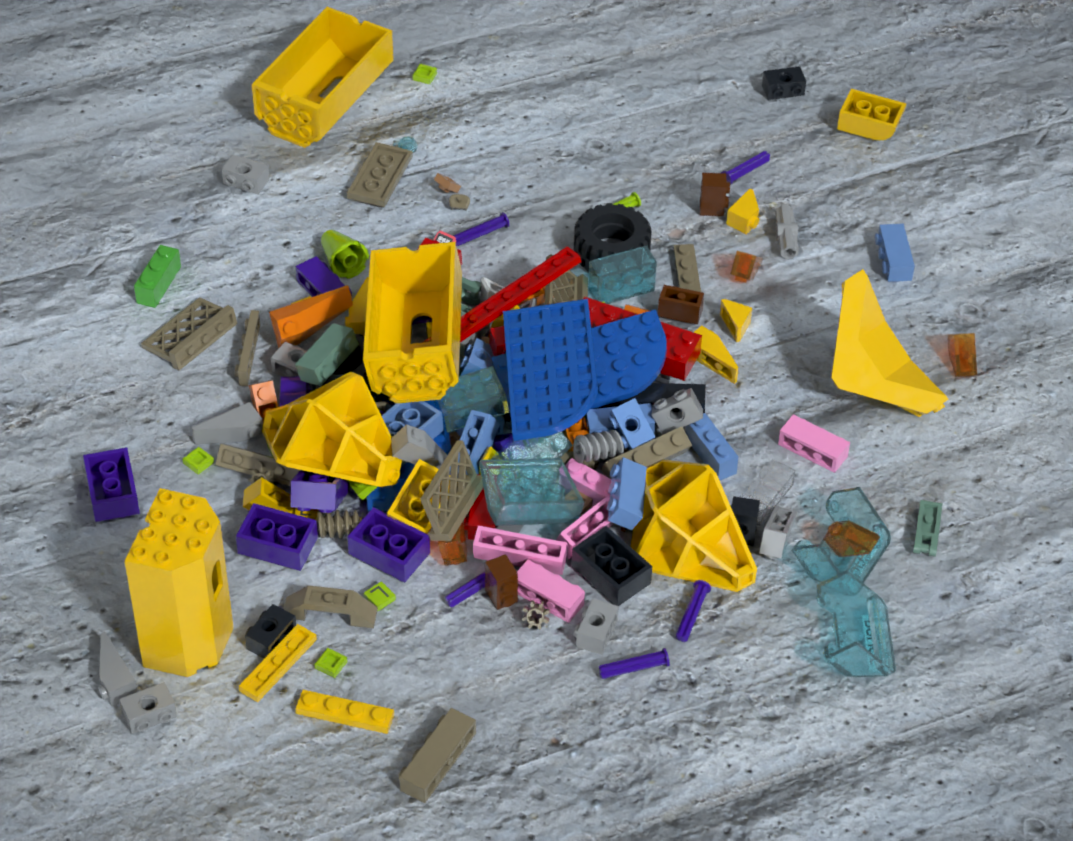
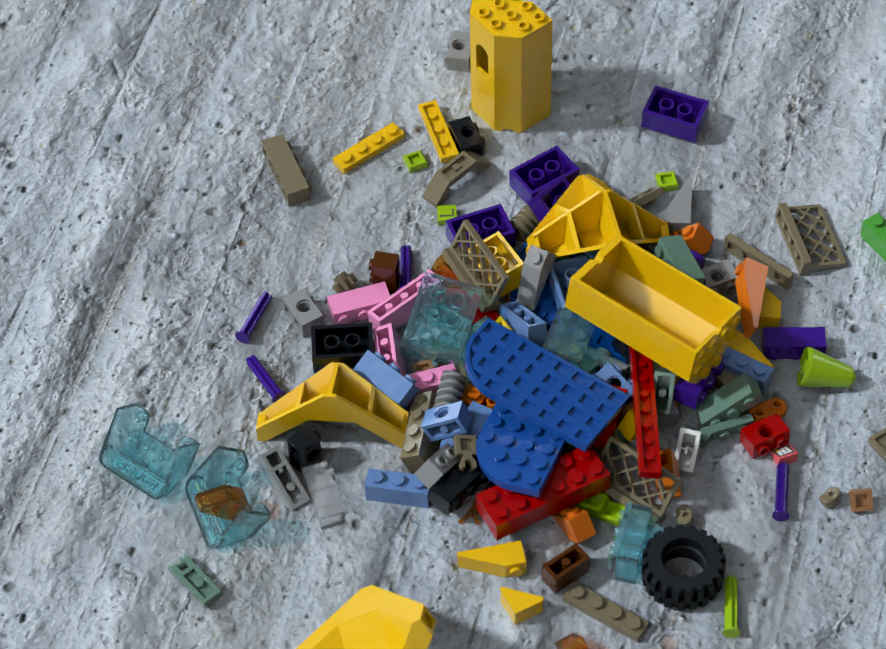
camera: 130 degrees right, 5 degrees up
(649, 396) = (465, 449): none -> dark tan plate
(814, 443) = (341, 562): bright pink brick -> none

